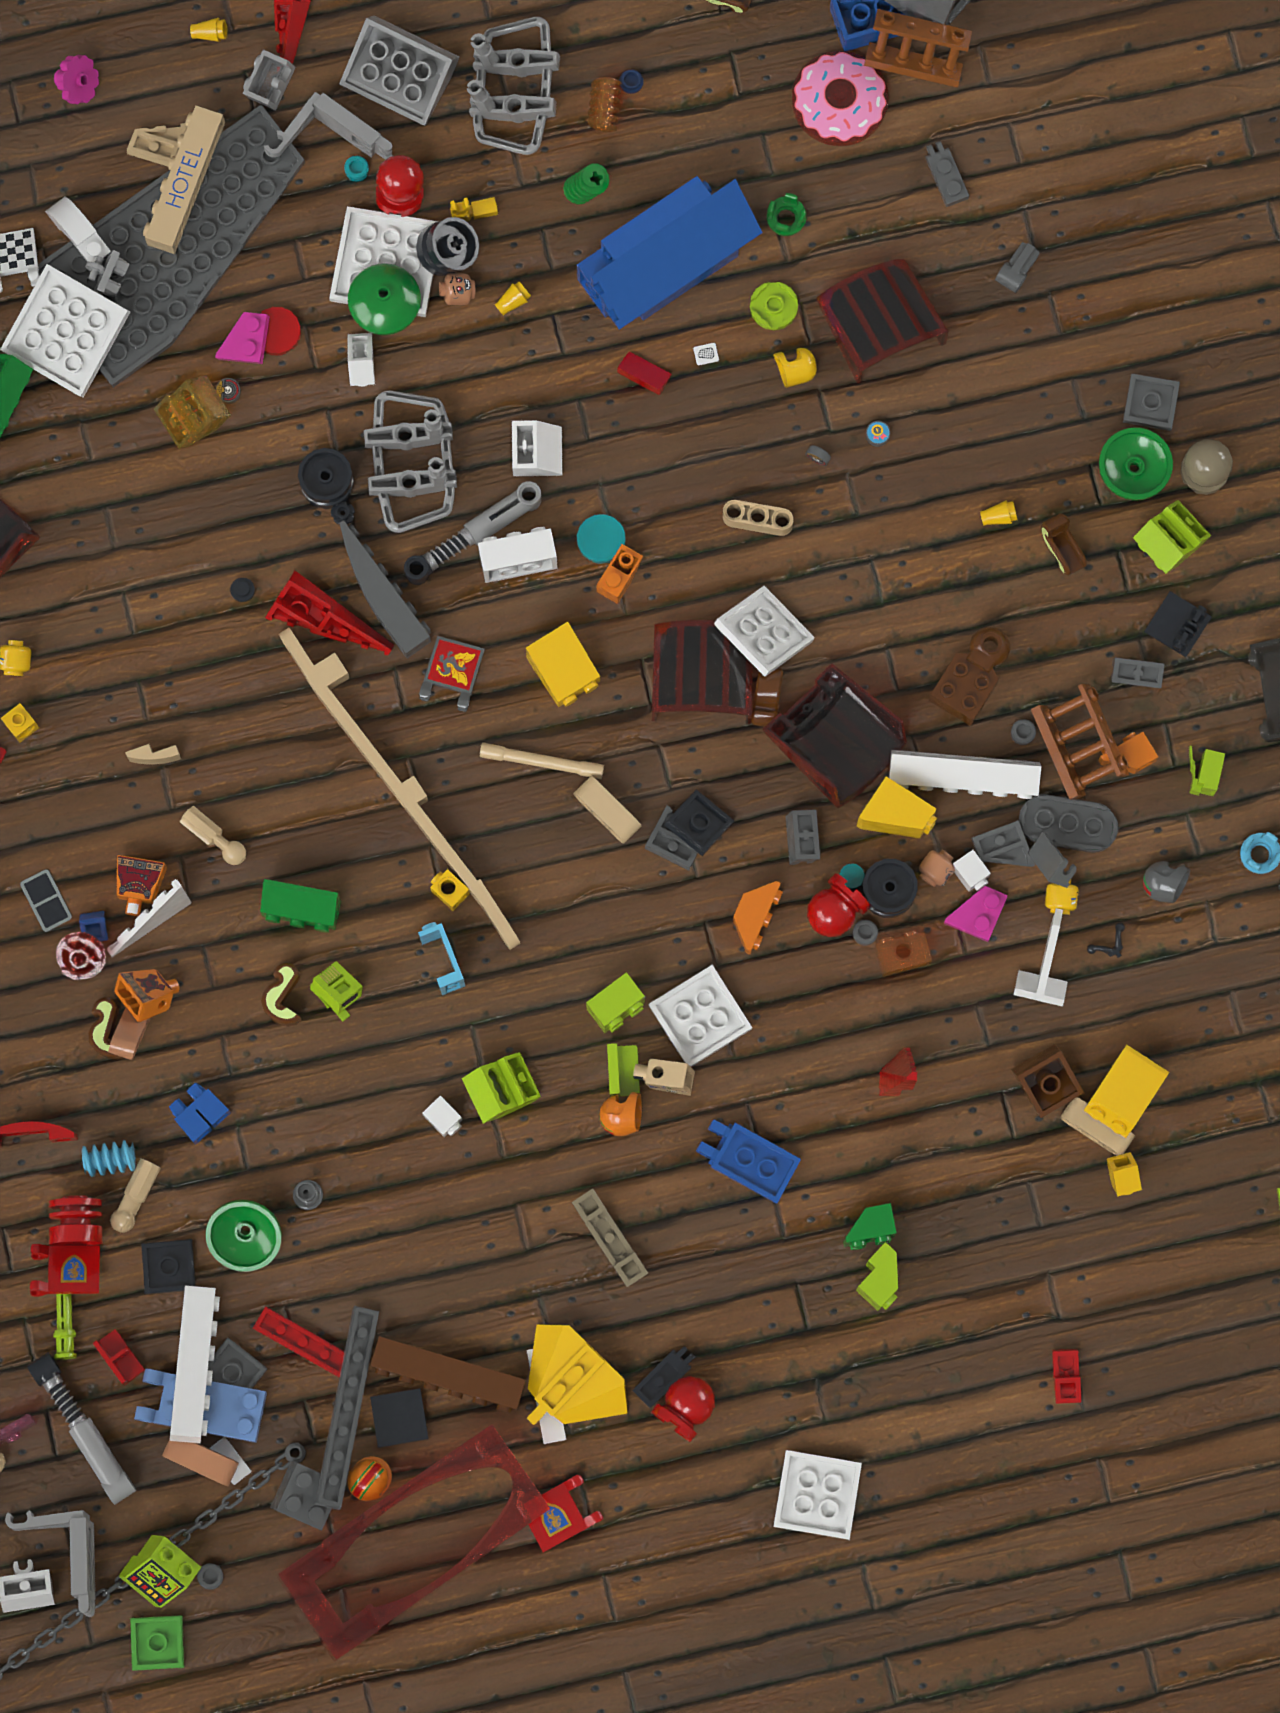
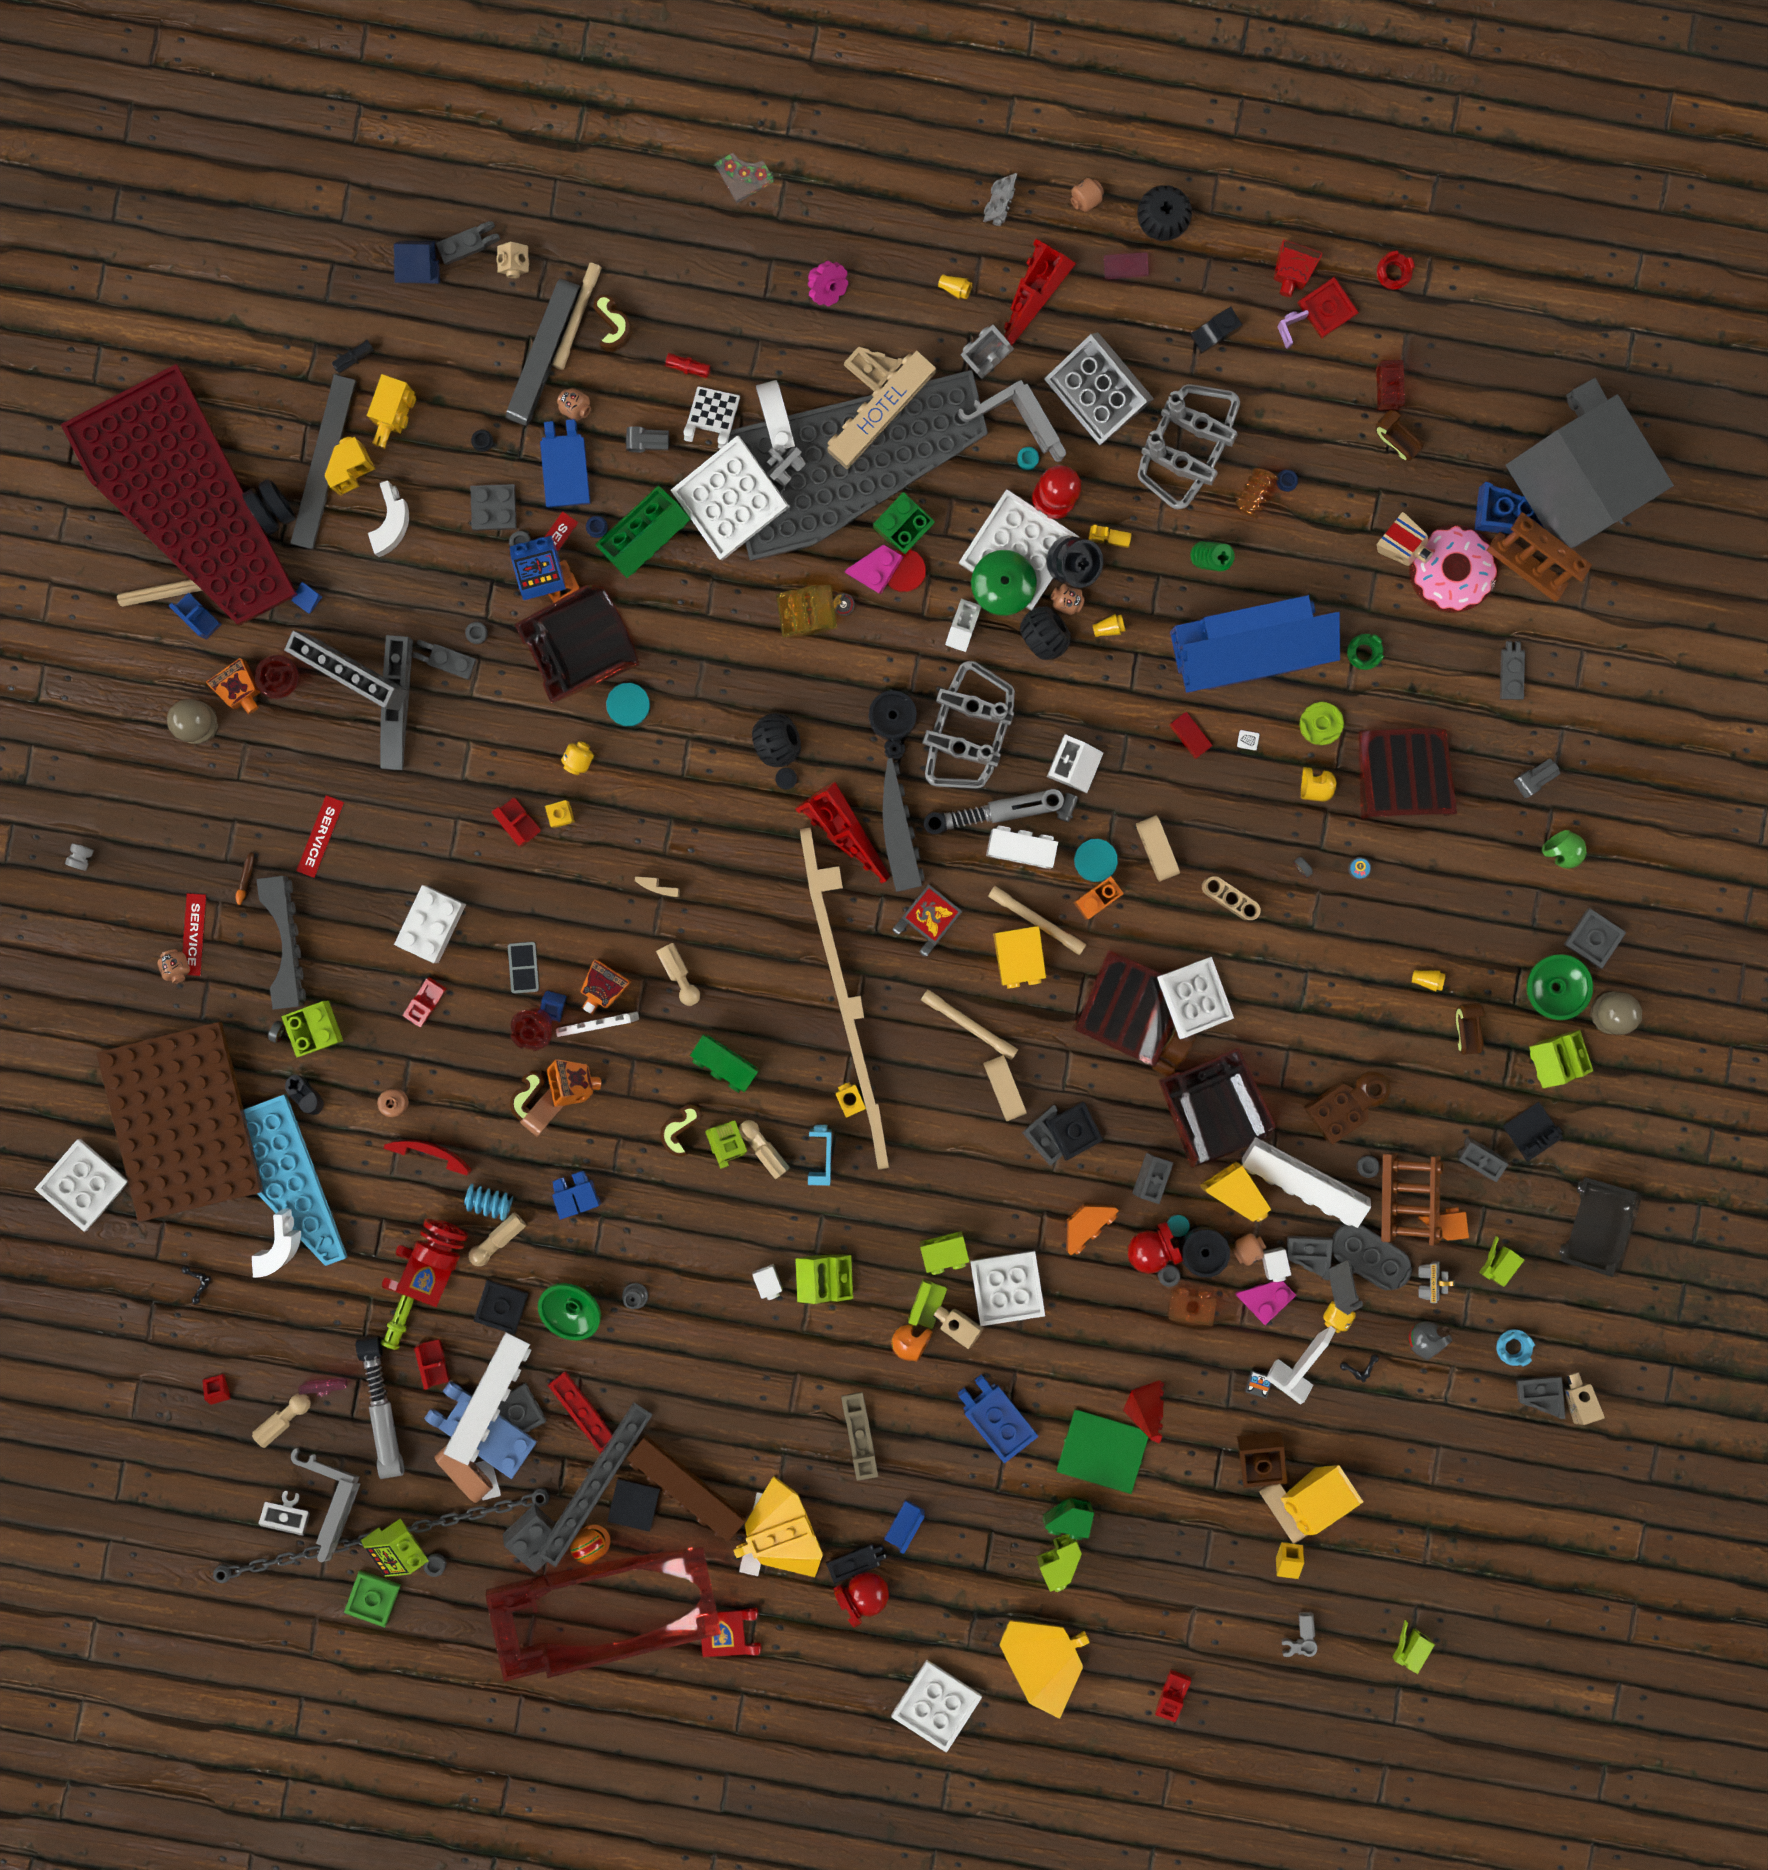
camera: 25 degrees right, 10 degrees up
(45, 583) = (628, 704): none -> teal tile
(215, 554) = (776, 740): none -> black wheel
(254, 283) = (903, 523): none -> green slope
(380, 980) = (764, 1150): none -> tan piece
(449, 332) = (1045, 633): none -> black wheel
(527, 618) = (1007, 901): none -> tan piece
(548, 497) = (1067, 808): none -> dark grey pin
(659, 499) = (1157, 848): none -> tan beam
(699, 1315) = (905, 1525): none -> blue panel
(776, 91) = (1405, 542): none -> torso
(877, 1147) = (1102, 1451): none -> green piece
(909, 1396) = (1043, 1662): none -> yellow panel
(1009, 1006) = (1258, 1384): none -> tile
(1084, 320) = (1569, 849): none -> bright green helmet
(1147, 831) = (1433, 1272): none -> light grey hips
(1184, 1260) = (1306, 1645): none -> light grey bar

